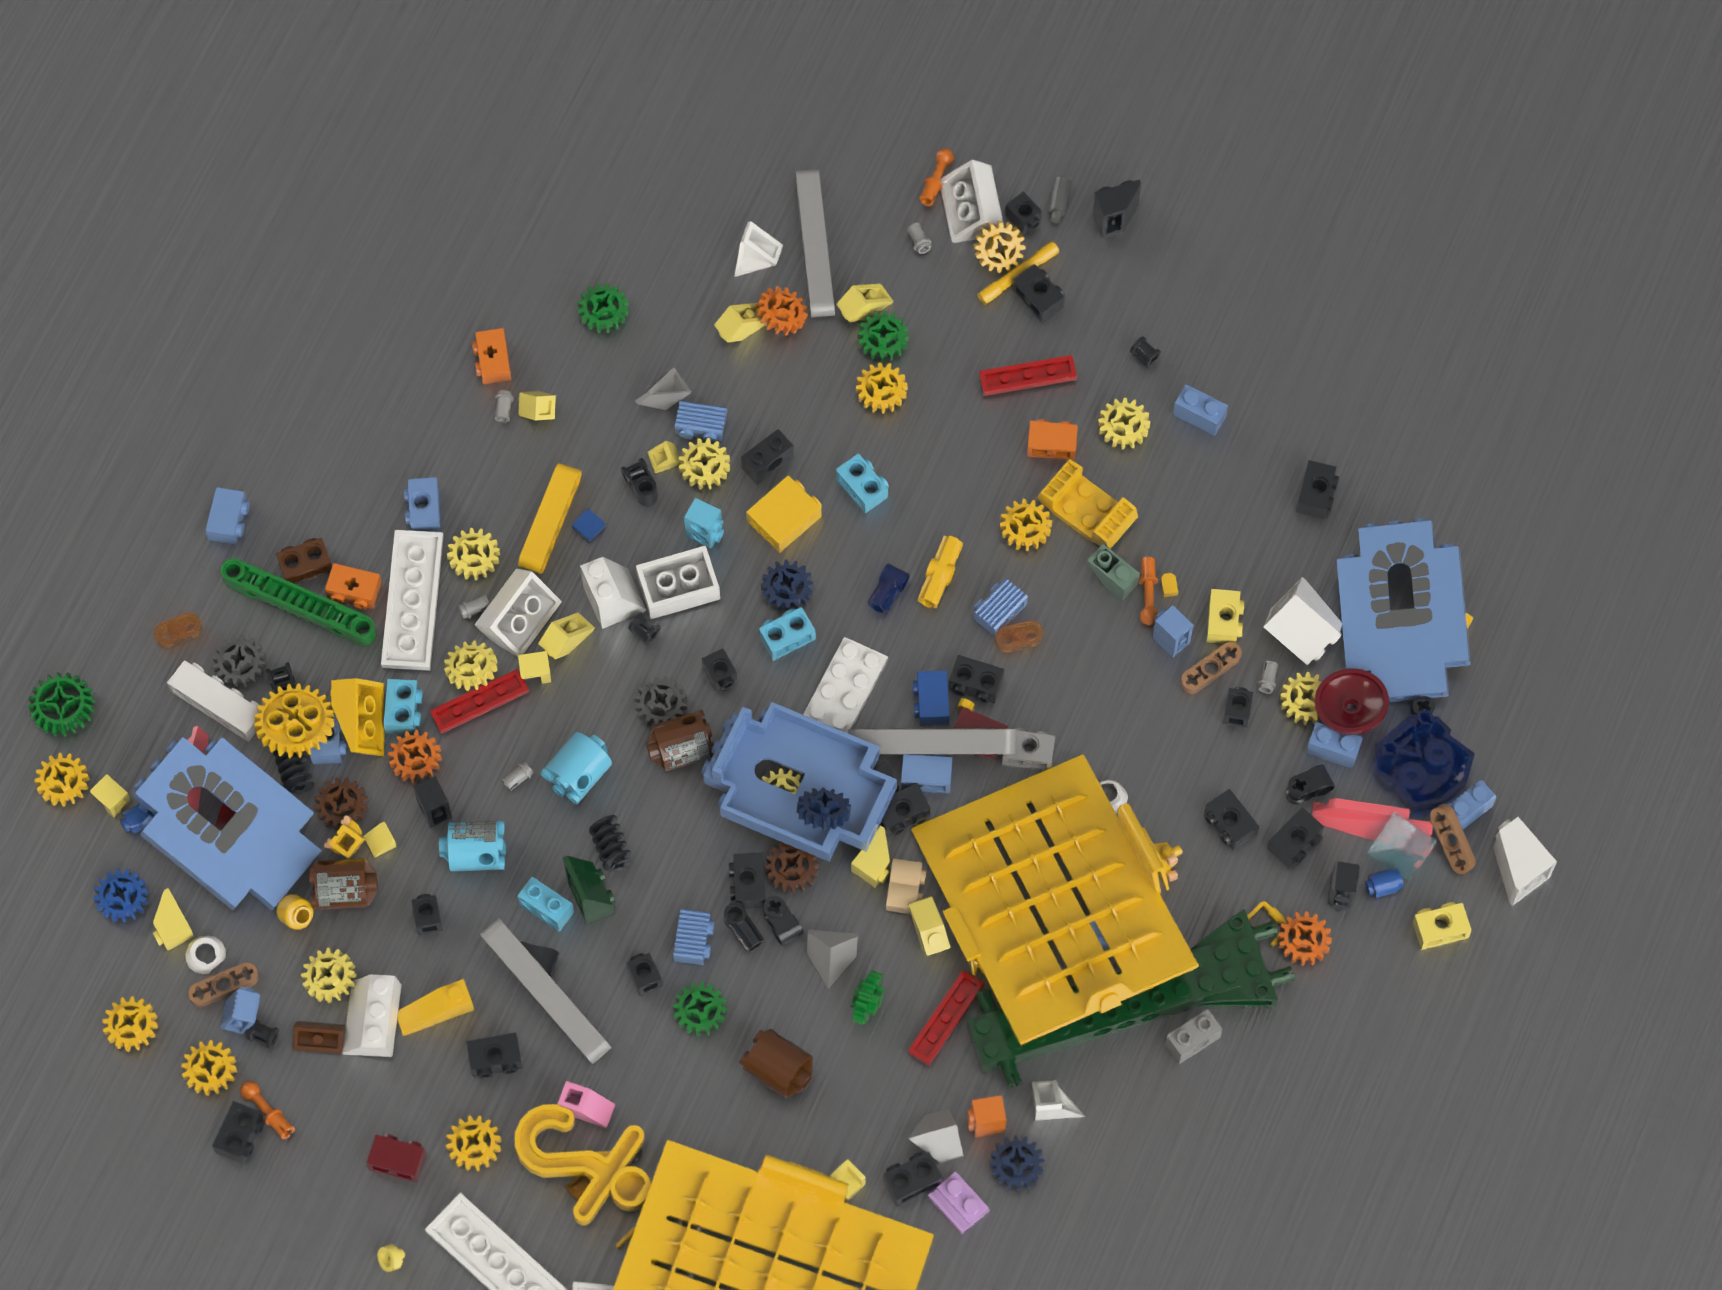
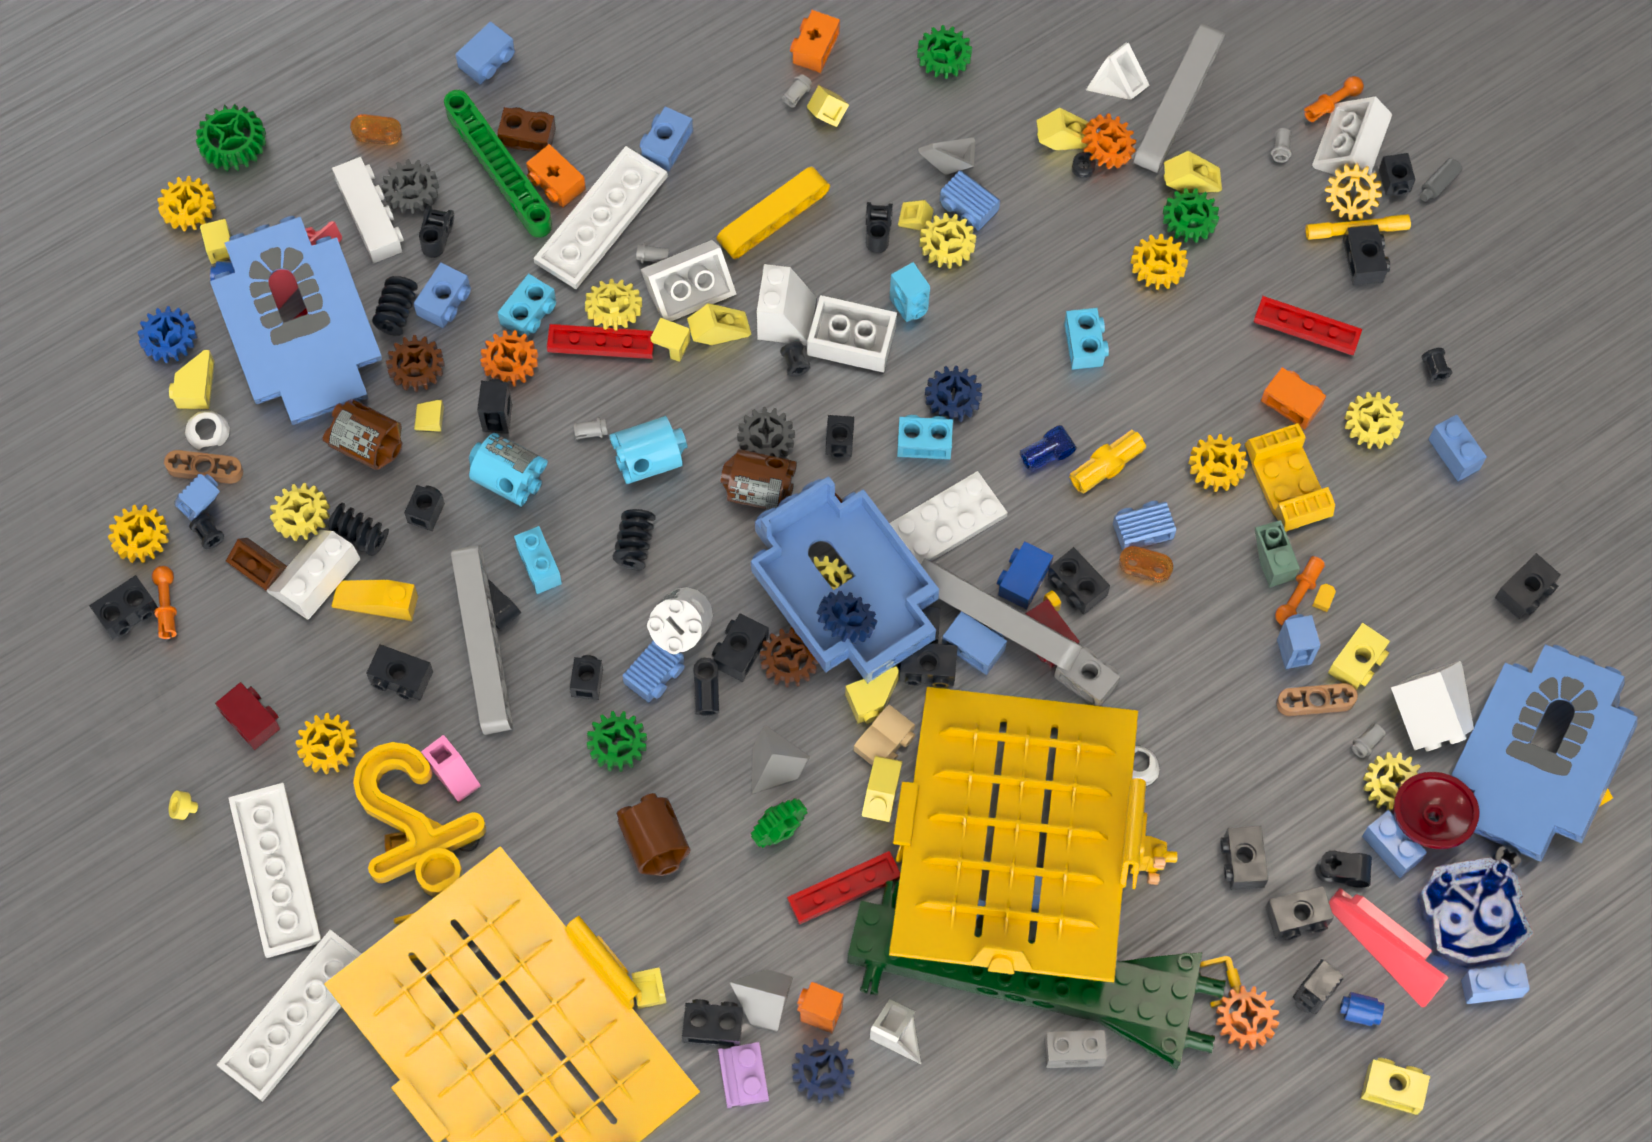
camera: 30 degrees right, 0 degrees up
(123, 1030) = (86, 451): yellow gear -> none
(294, 720) = (395, 269): yellow gear -> none
(295, 911) = (307, 436): yellow head -> none
(348, 838) = (396, 396): yellow piece -> none
(360, 714) = (481, 290): yellow slope -> none
(385, 962) = (356, 531): none -> black piece
(473, 563) = (674, 214): light yellow gear -> none
(588, 525) = (805, 239): blue tile -> none
(588, 889) = (583, 566): dark green slope -> none
(692, 885) = (680, 620): none -> white cylinder
(765, 342) = (1083, 172): none -> black bush
(767, 456) = (1010, 265): black brick -> none
(783, 924) = (746, 705): black piece -> none
(784, 513) = (993, 326): yellow brick -> none
(1116, 206) = (1491, 214): black slope -> none
(1236, 716) = (1312, 760): black brick -> none
(1402, 846) = (1402, 983): clear light blue slope -> none
(1455, 828) = (1467, 997): medium nougat beam -> none
(1521, 859) = (1517, 1068): white slope -> none

